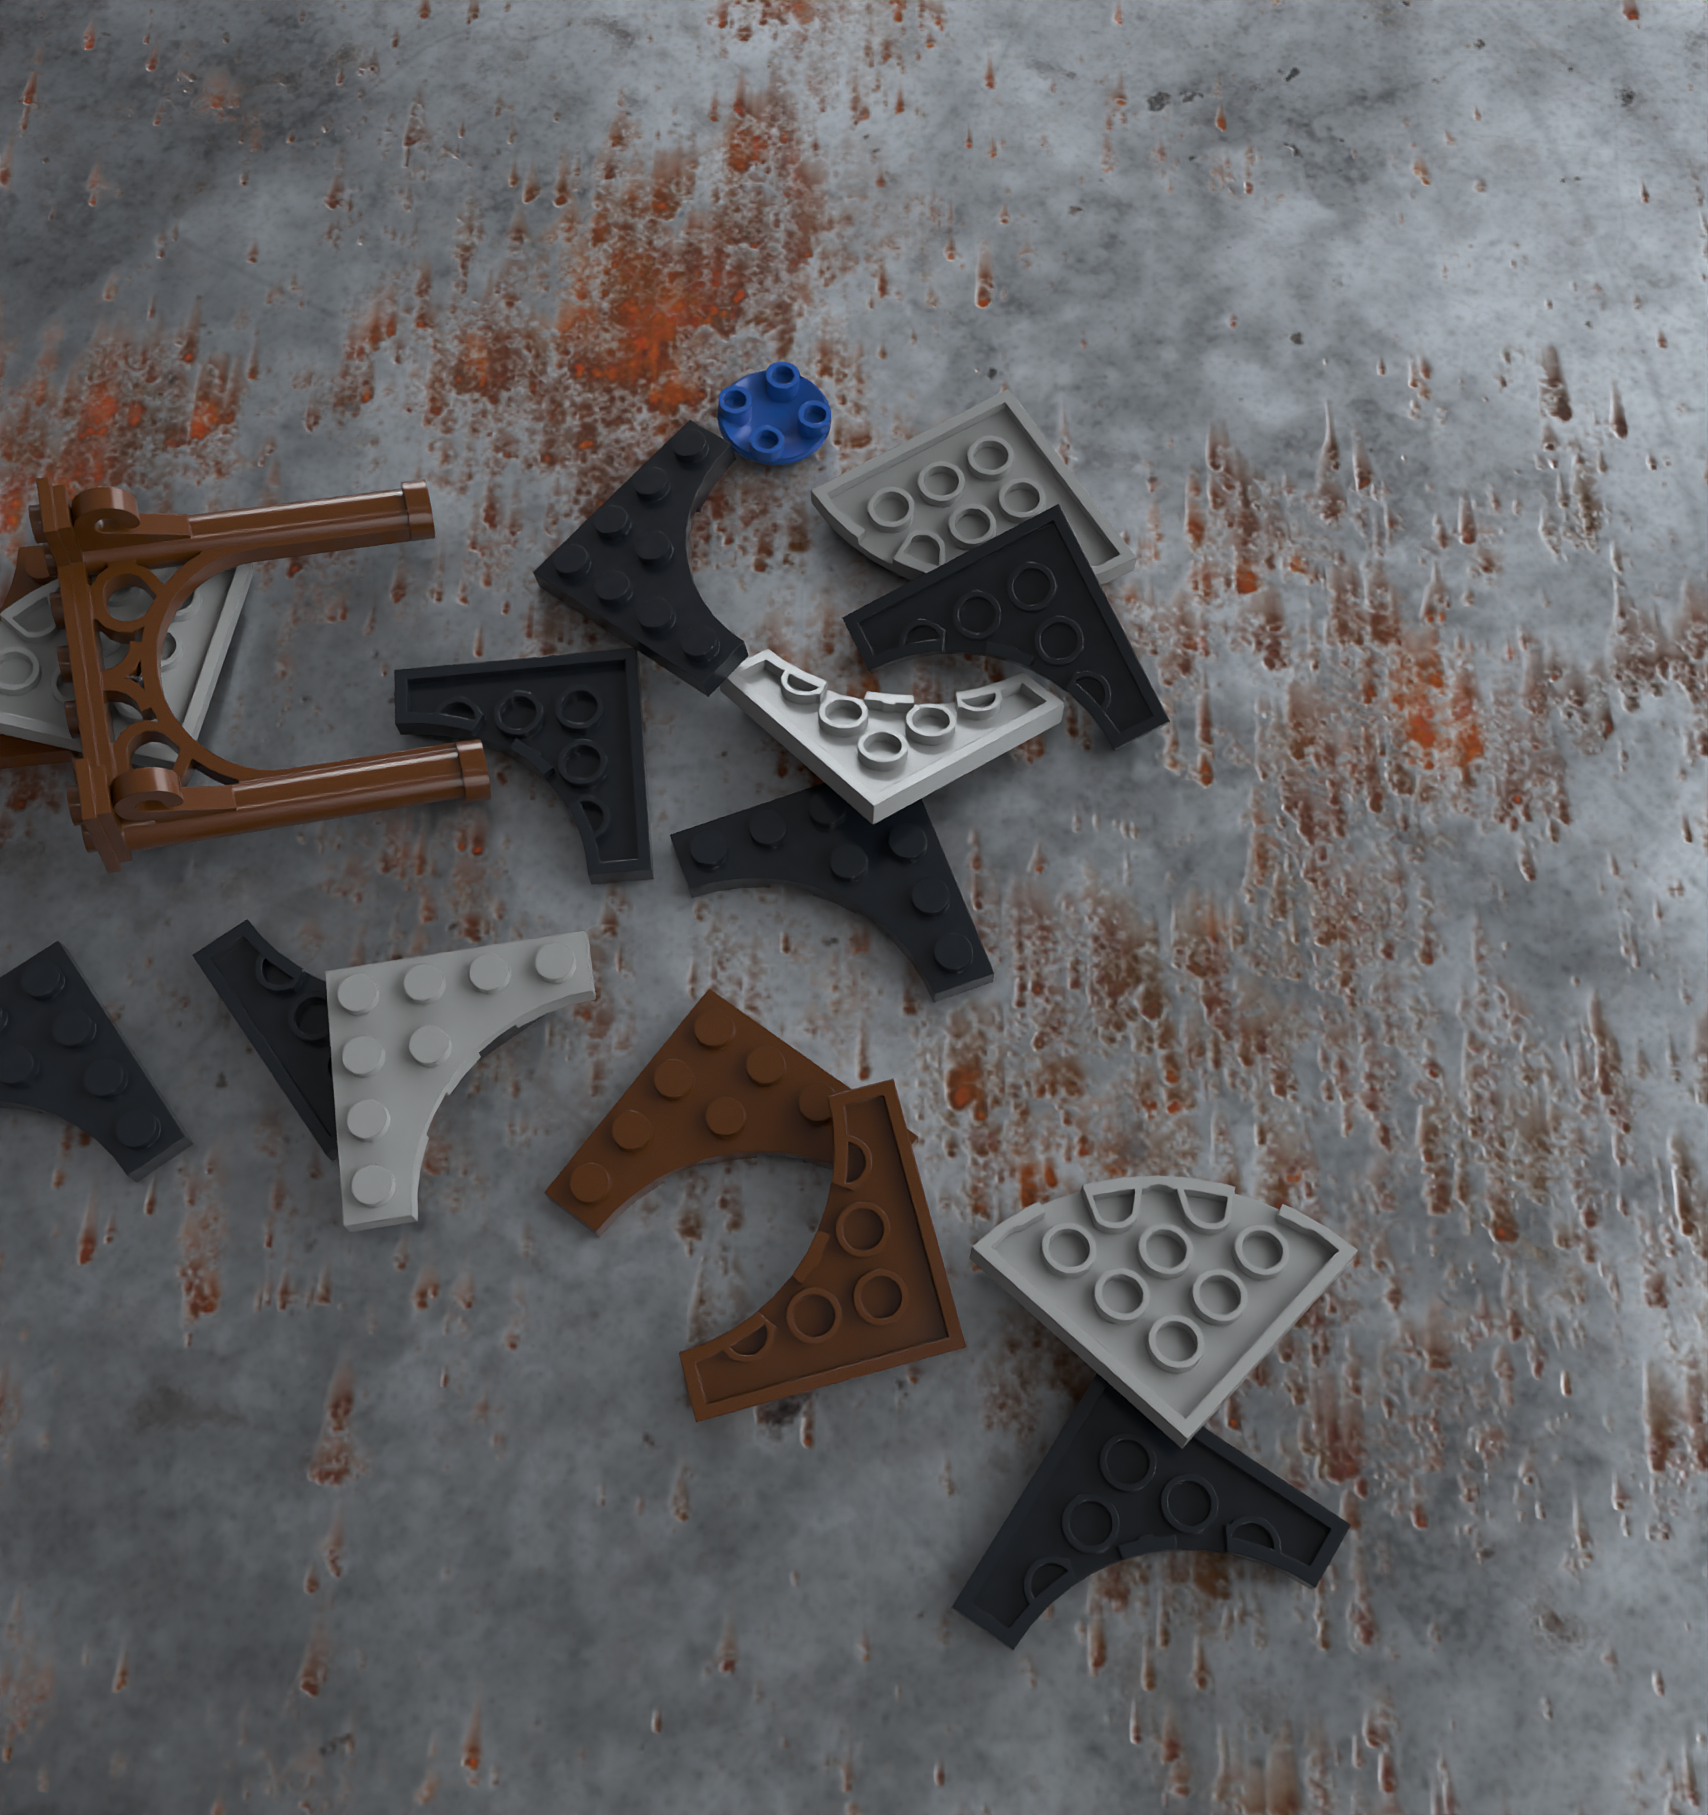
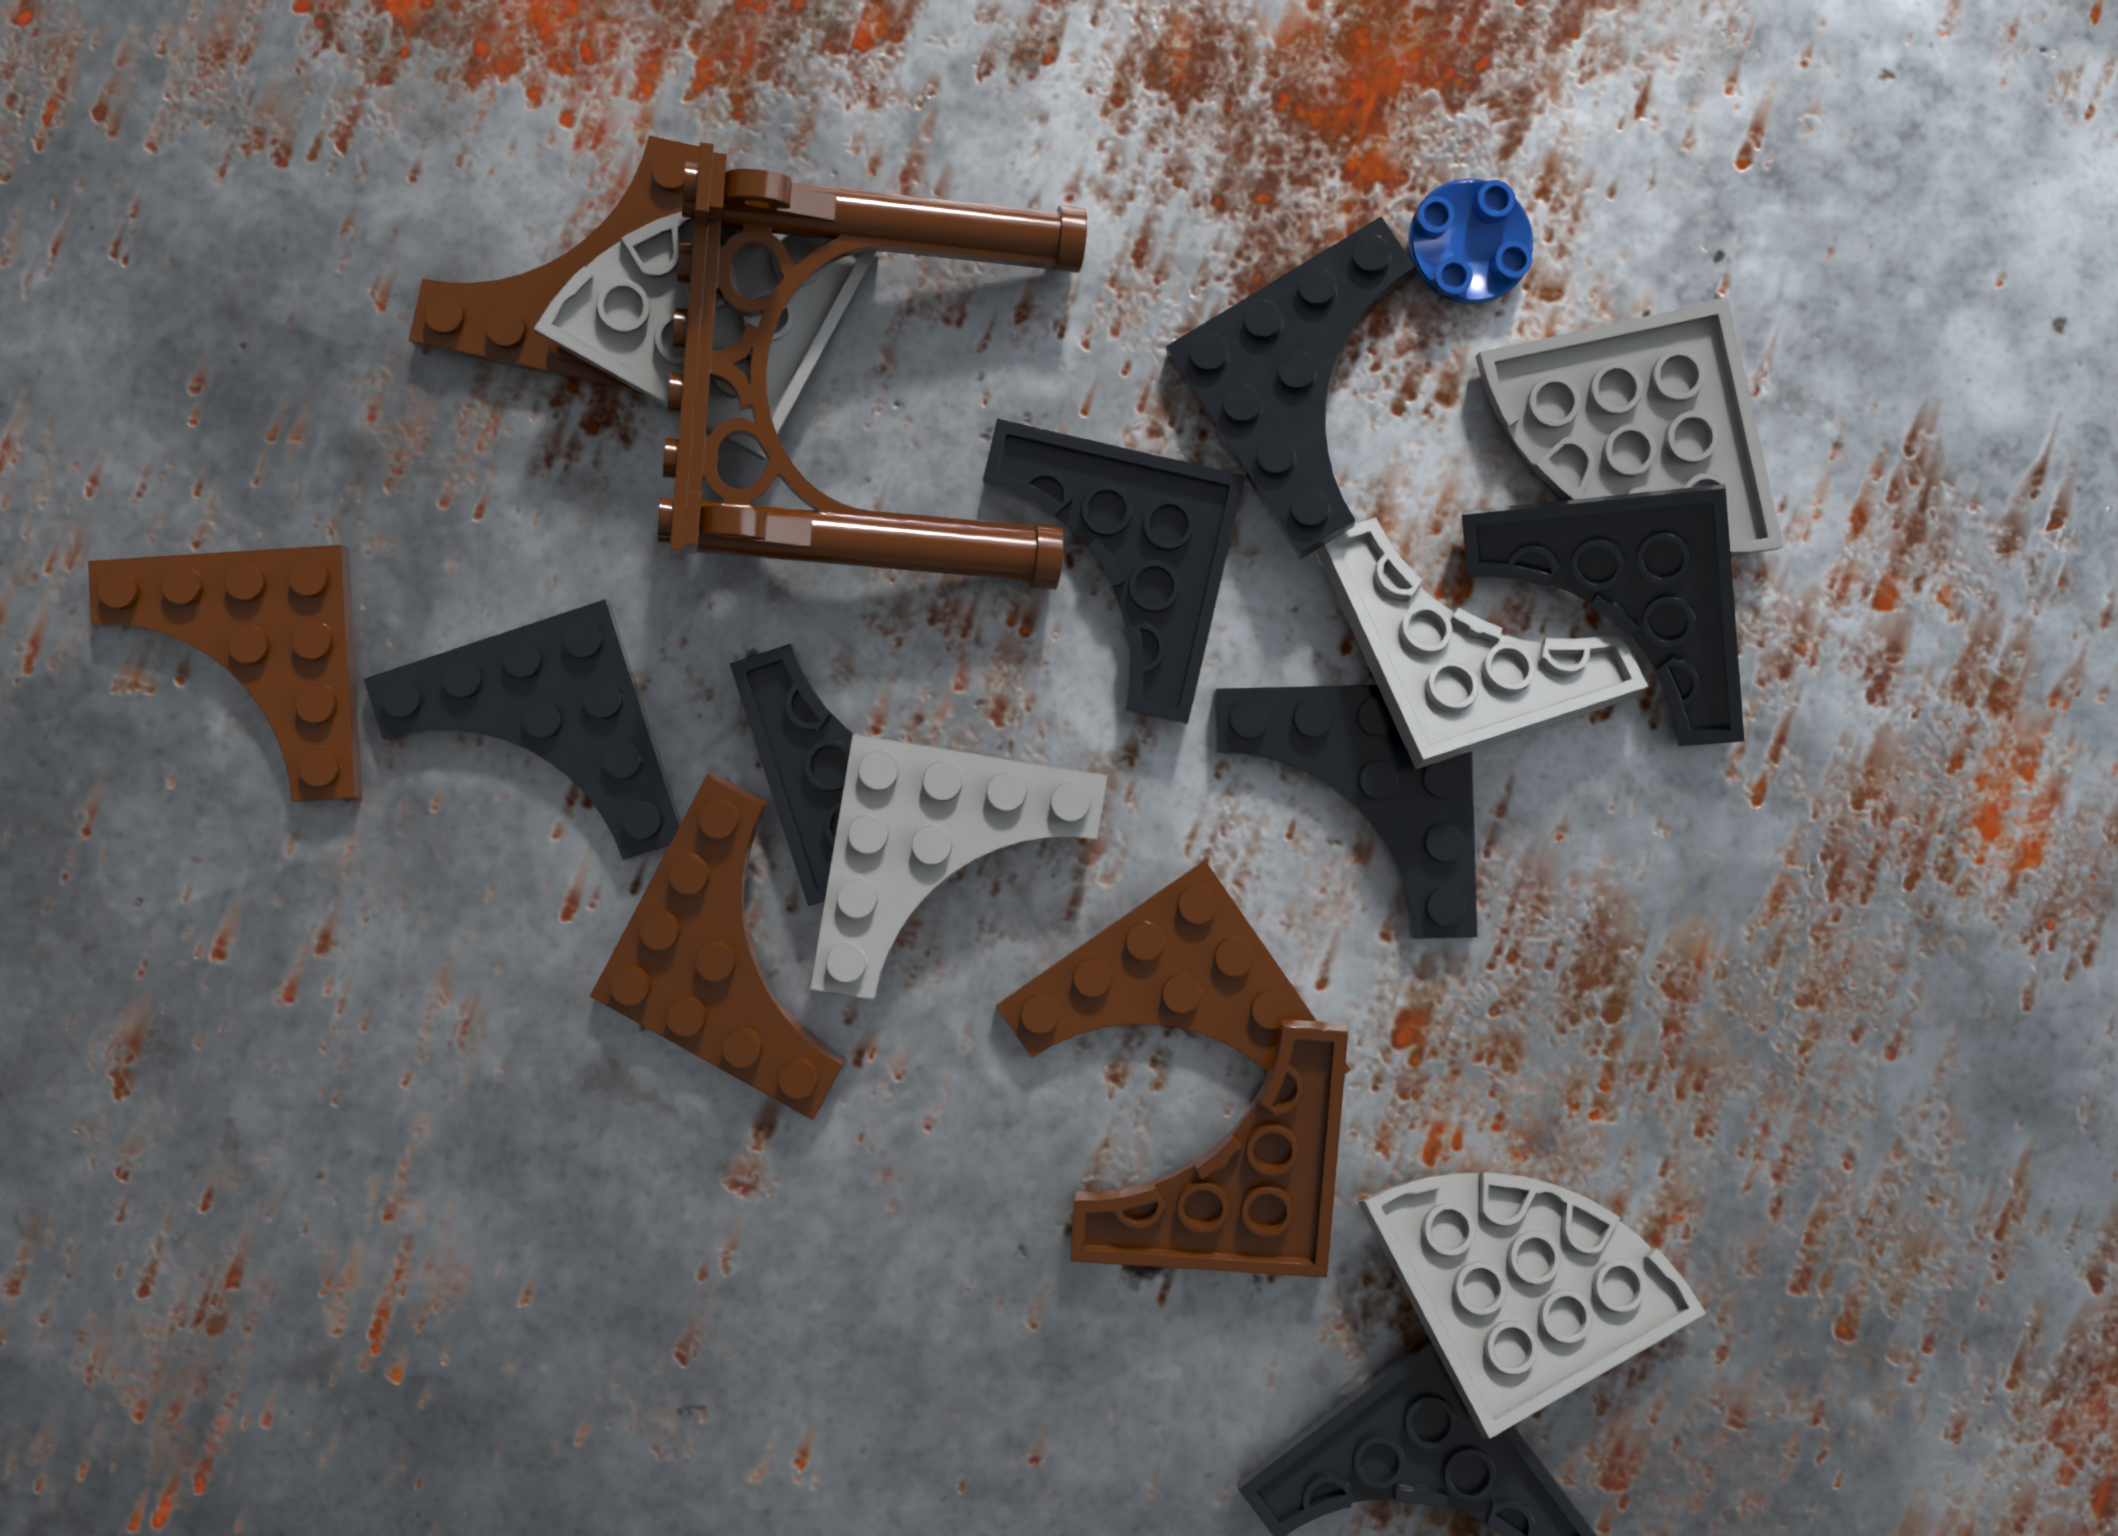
camera: 20 degrees right, 20 degrees up
(224, 1257) = (693, 963): none -> reddish brown plate

